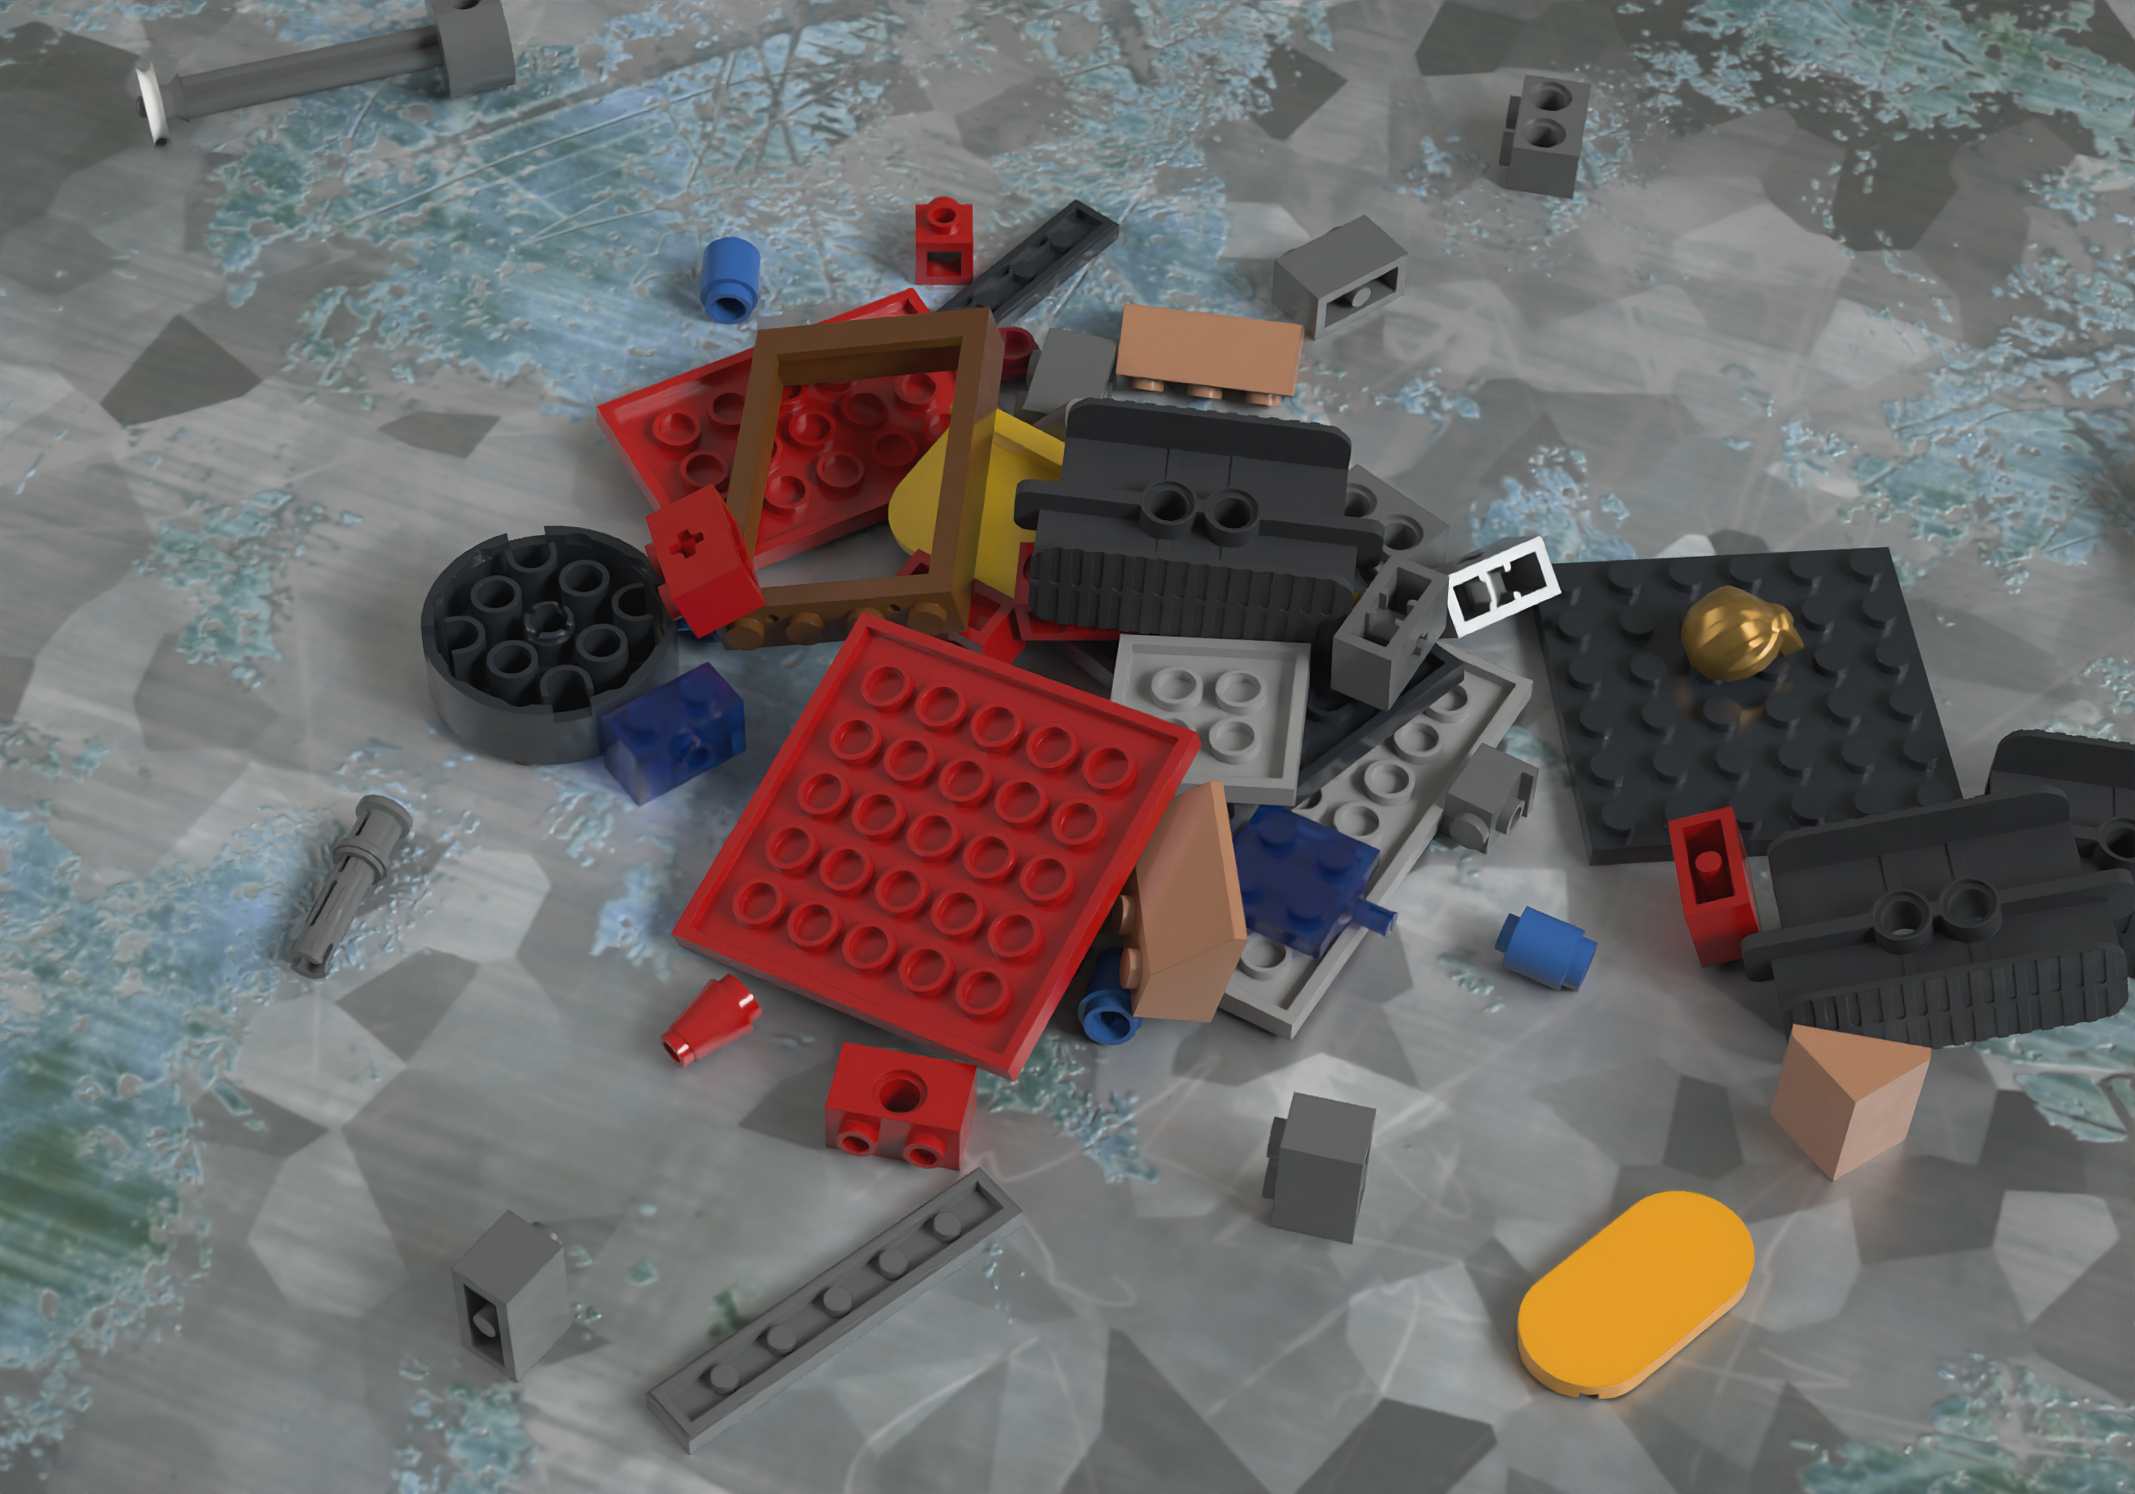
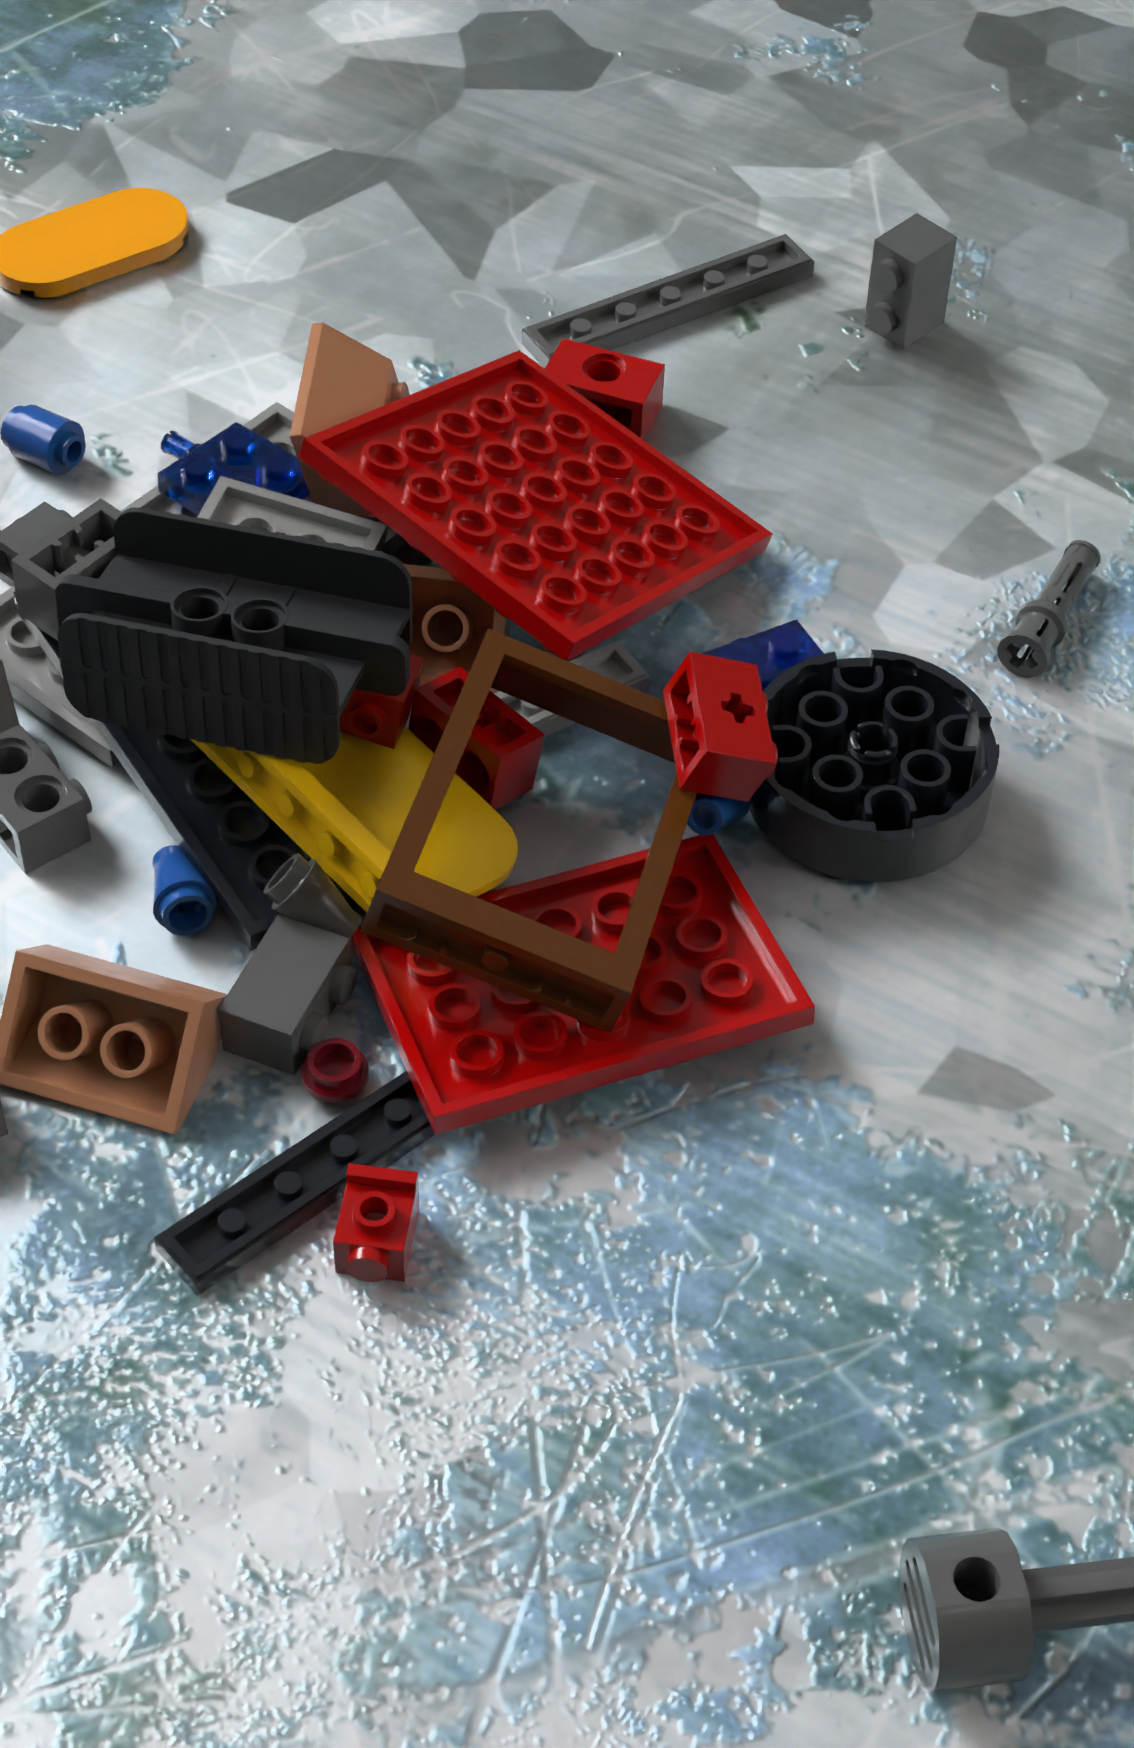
camera: 170 degrees left, 0 degrees up
(711, 1021) = (744, 470): red cone -> none
(730, 280) = (643, 1203): blue brick -> none
(1319, 1166) = (293, 283): dark grey brick -> none

